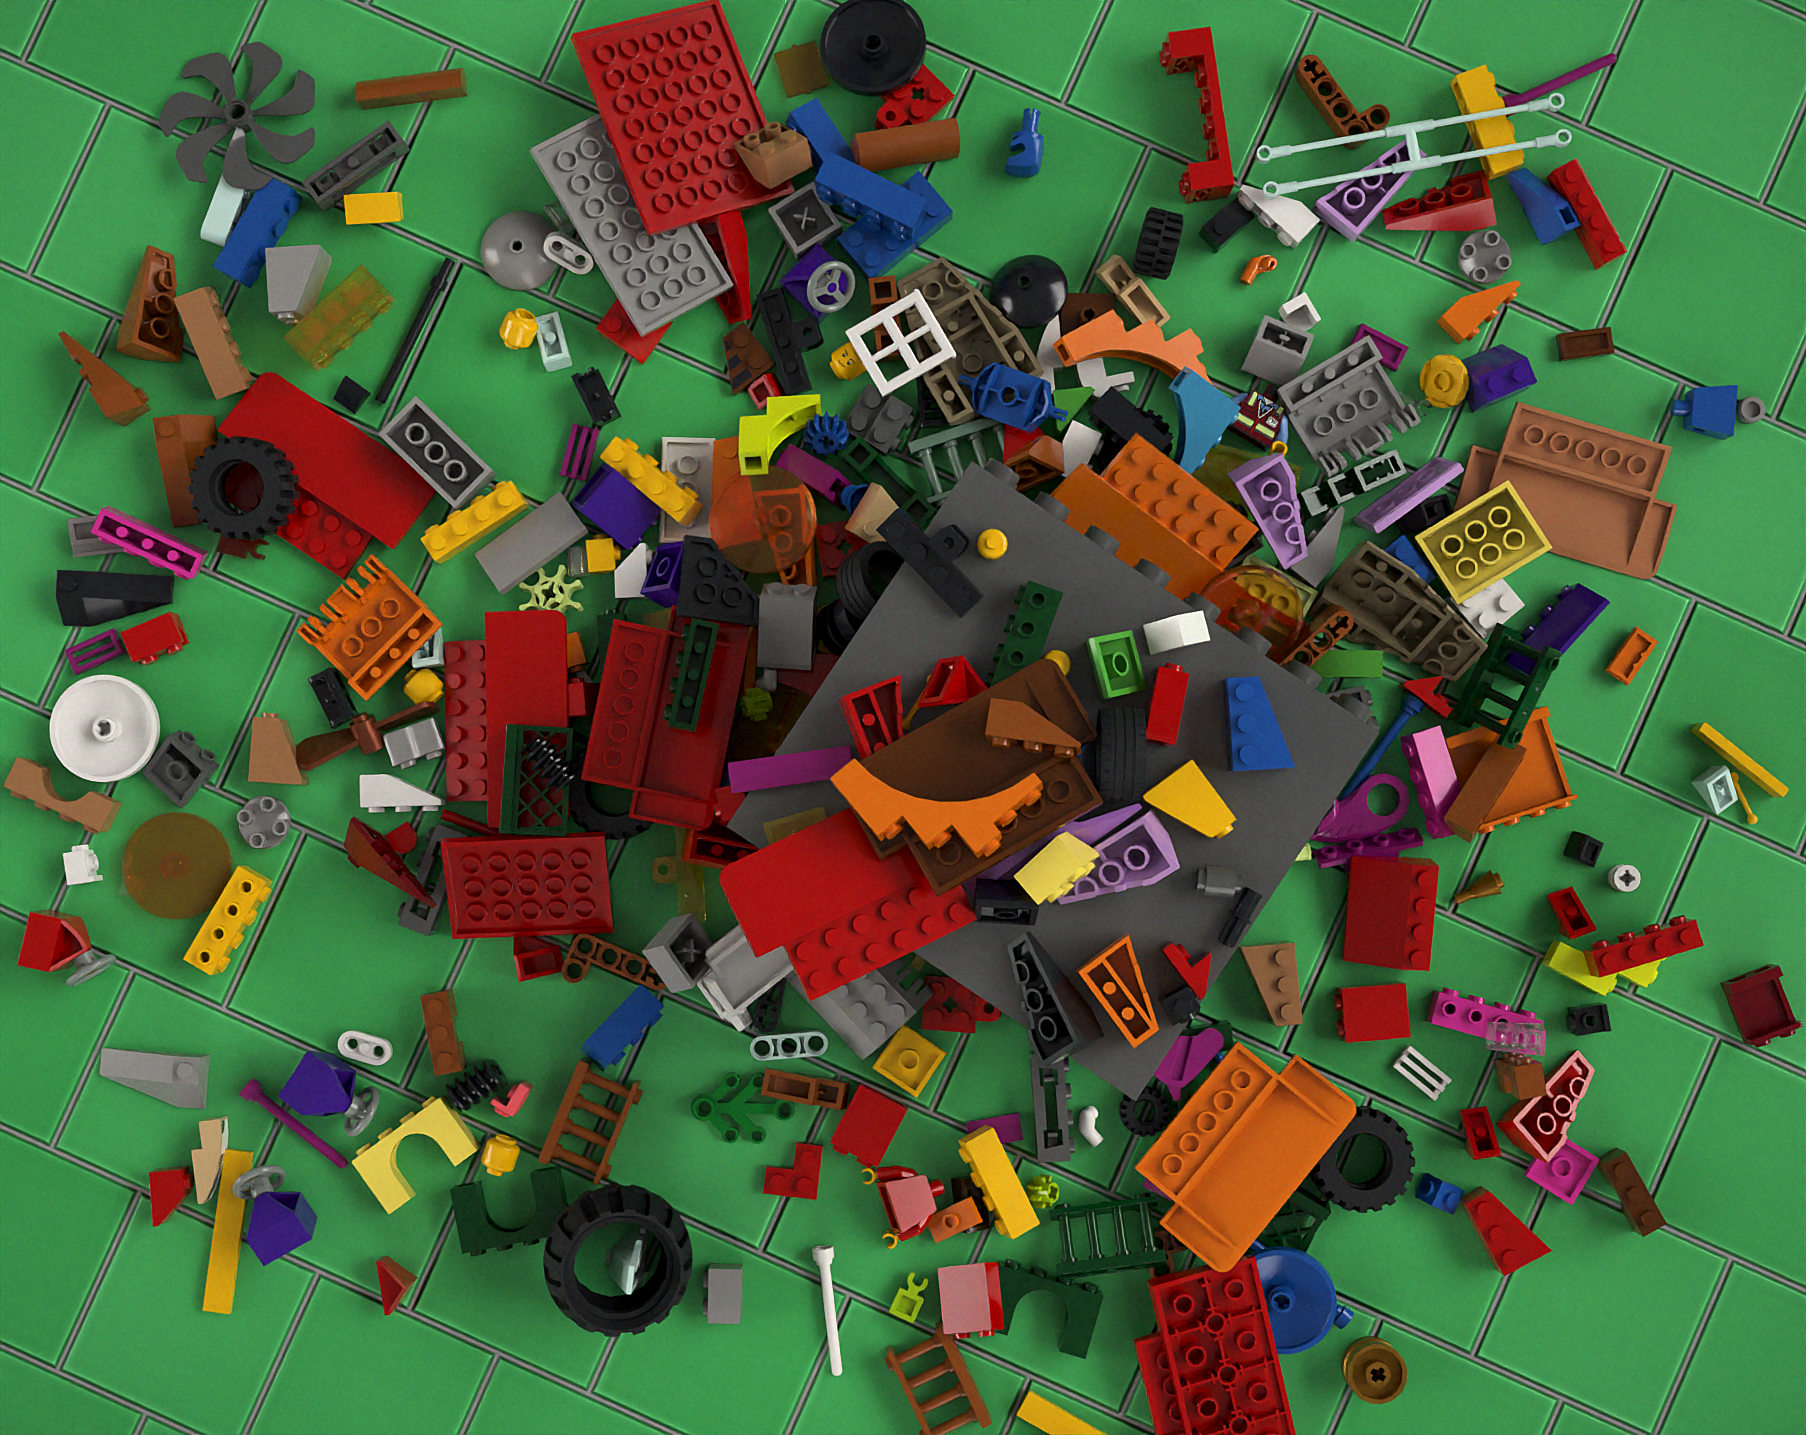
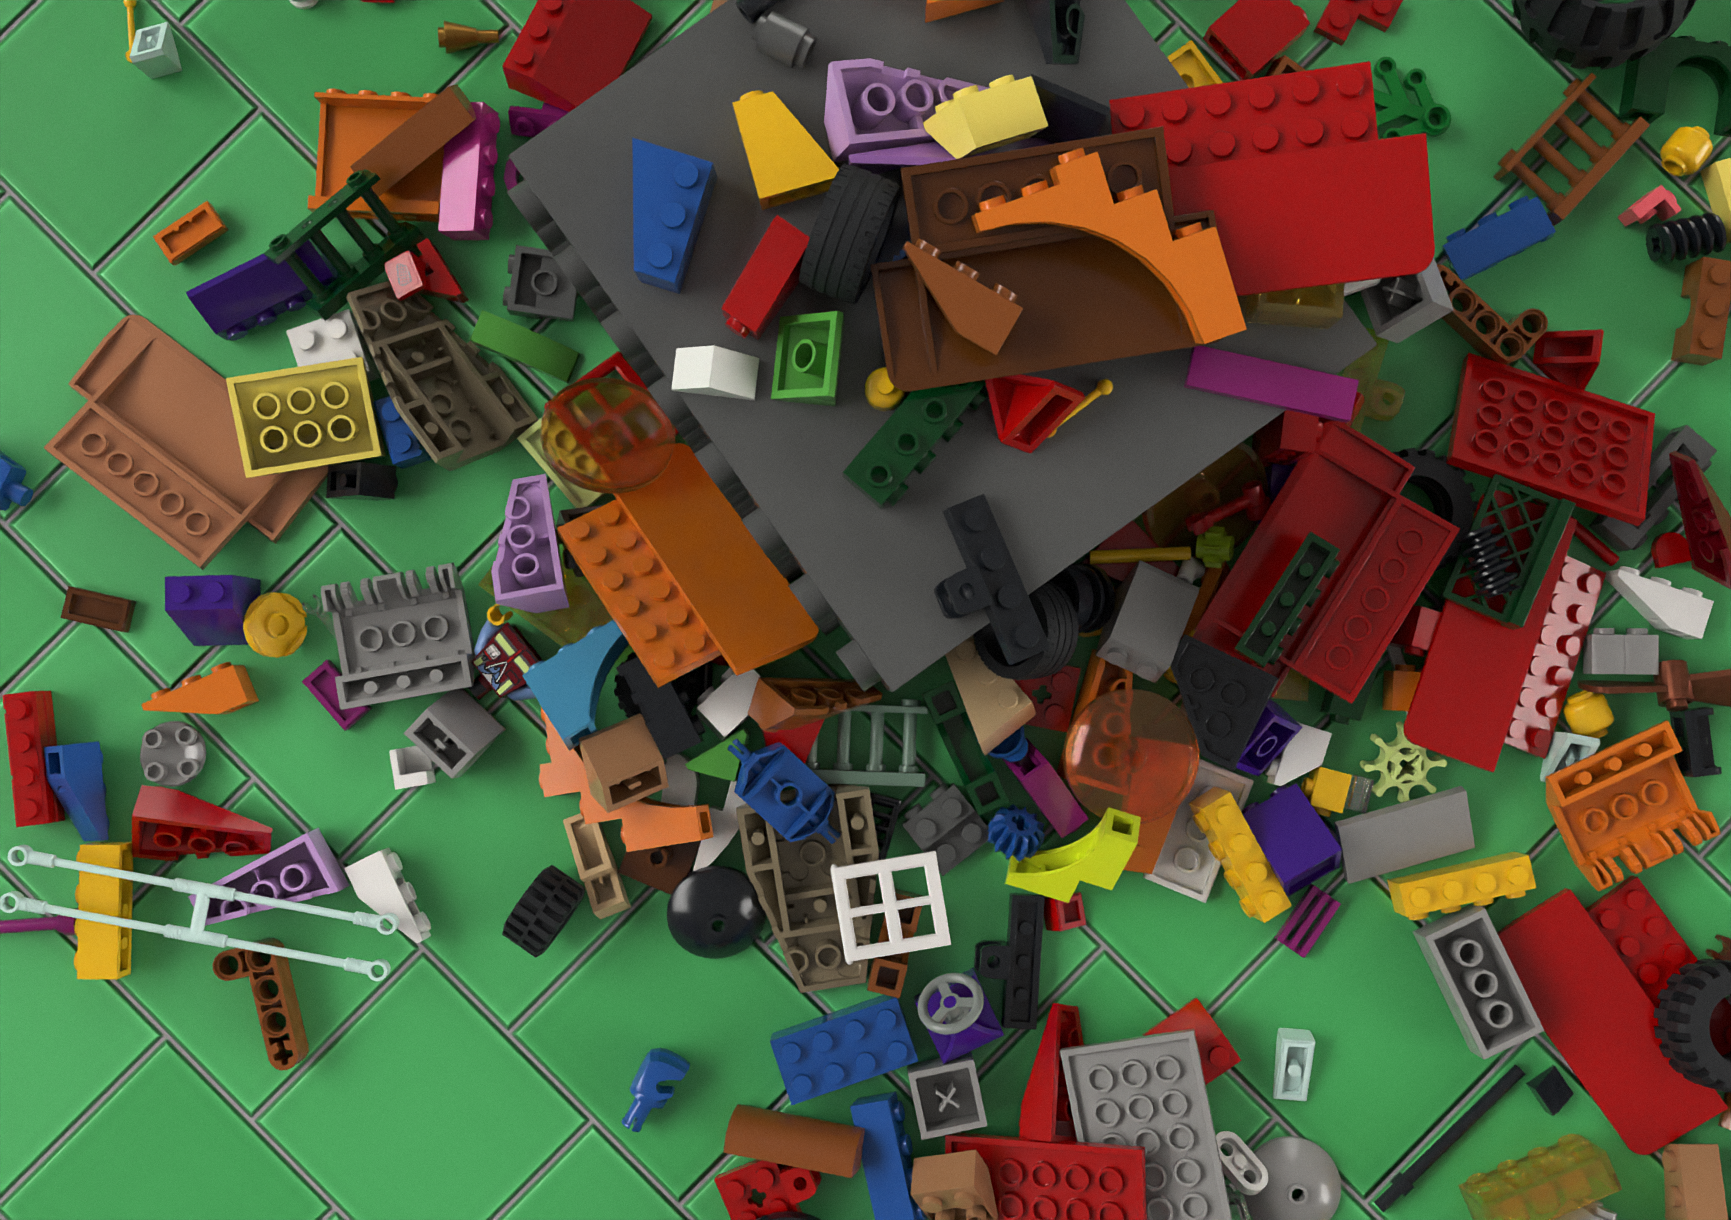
camera: 160 degrees left, 0 degrees up
(518, 329) = (1329, 1094): yellow head -> none
(596, 397) = (1266, 978): black hinge -> none
(741, 750) = (1252, 500): none -> red brick
(745, 358) = (1075, 959): reddish brown wing -> none
(803, 679) = (1144, 555): none -> yellow bar
(847, 363) = (961, 908): yellow head -> none
(870, 197) = (863, 1094): blue brick -> none
(874, 715) = (1142, 405): red wedge -> none
(992, 544) = (908, 573): yellow piece -> none
(1141, 371) = (622, 763): none -> medium nougat slope
(1191, 52) = (411, 1124): red plate -> none
(1225, 225) = (456, 904): black slope -> none
(1256, 266) = (439, 843): orange arm -> none
(1312, 650) = (551, 368): dark orange beam -> none
(1320, 549) = (493, 485): light grey slope -> none
(1351, 483) = (429, 548): dark green slope -> none
(1408, 494) = (369, 508): lavender tile -> none
(1410, 707) = (464, 269): blue piece -> none
(1450, 681) = (406, 274): none -> slope
(1583, 848) = (333, 40): black slope -> none
(1740, 760) = (115, 70): yellow tile -> none

